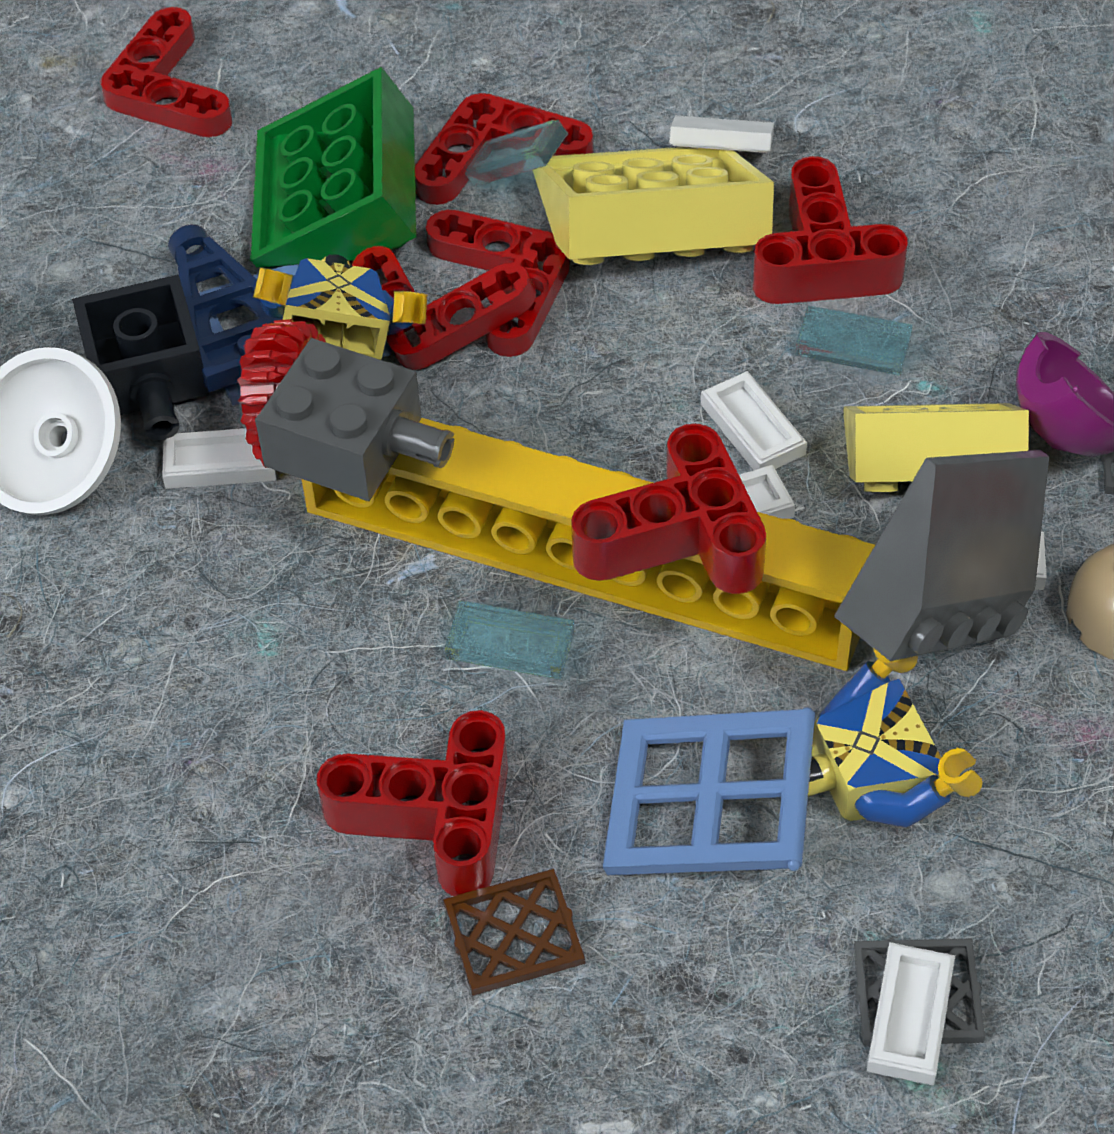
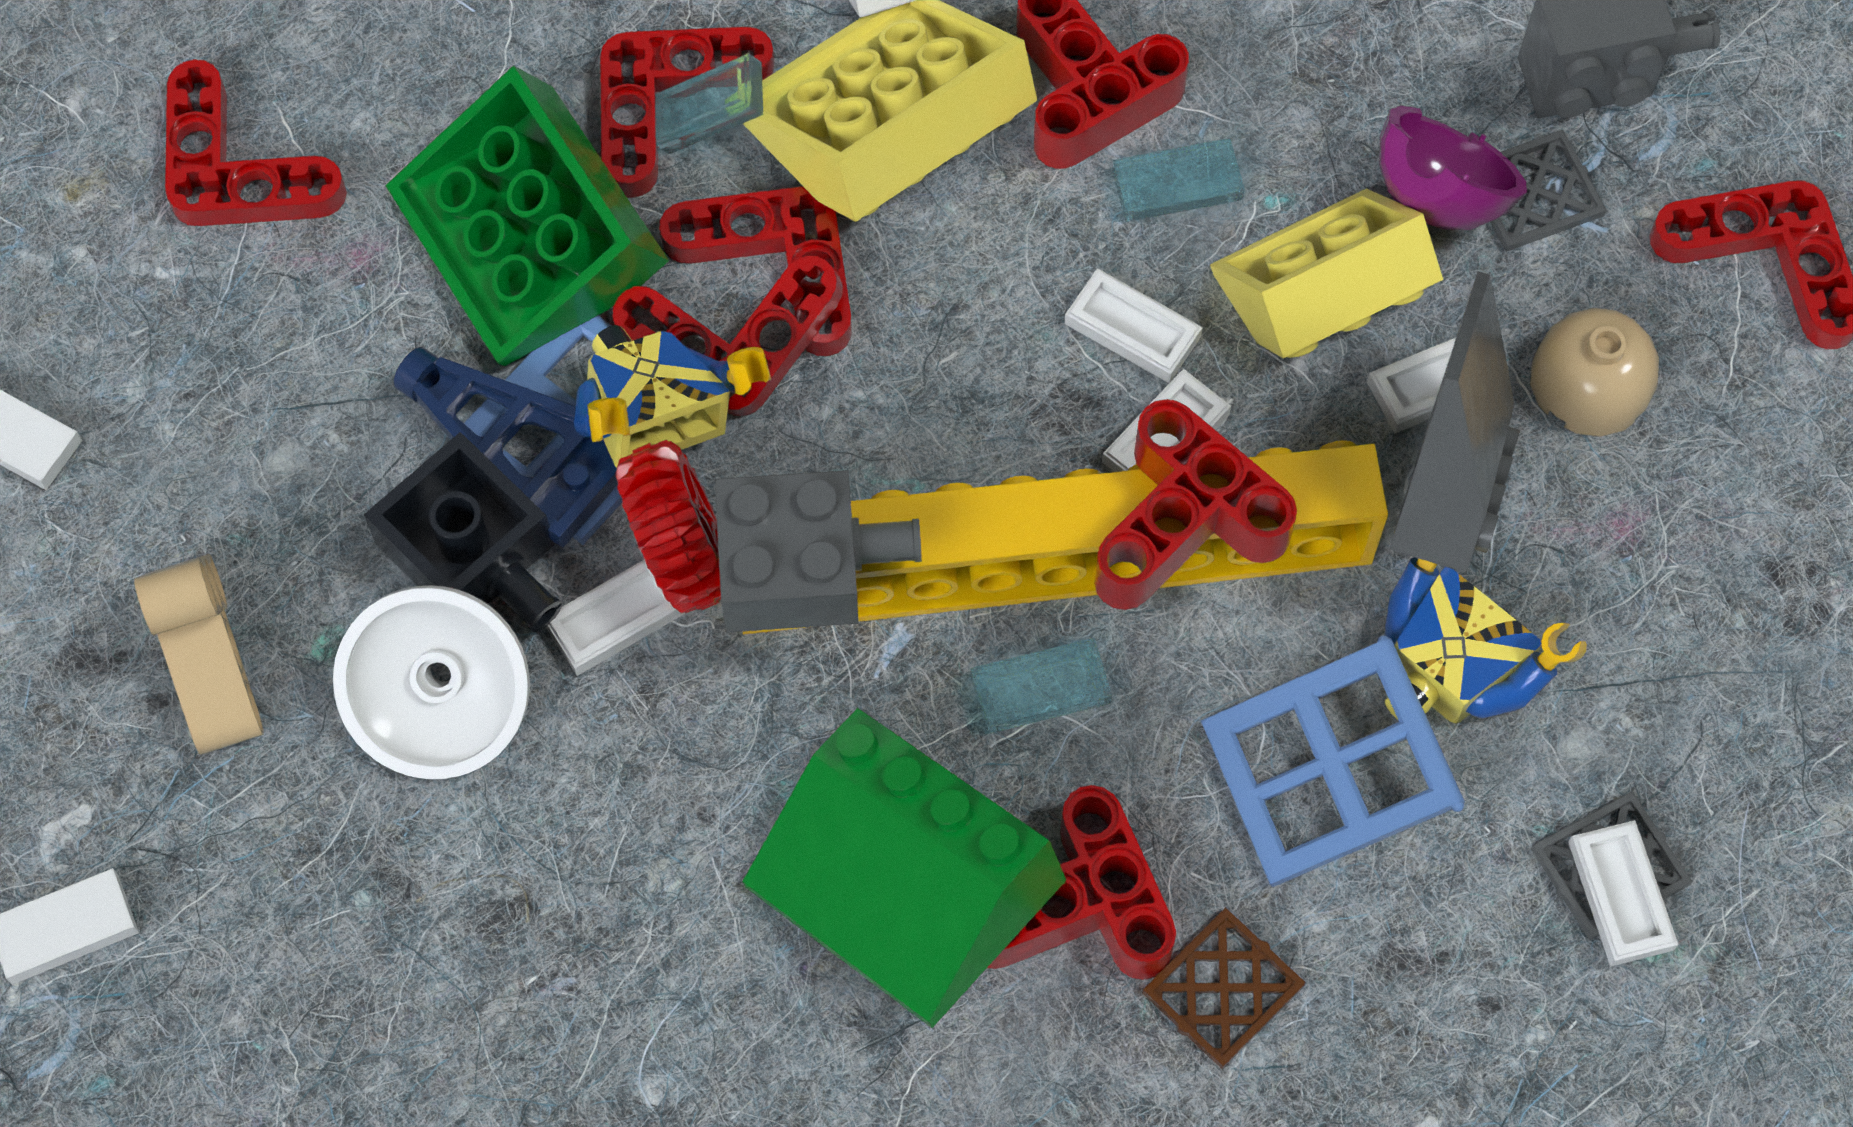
camera: 30 degrees left, 15 degrees up
(299, 705) = (902, 867): none -> green slope

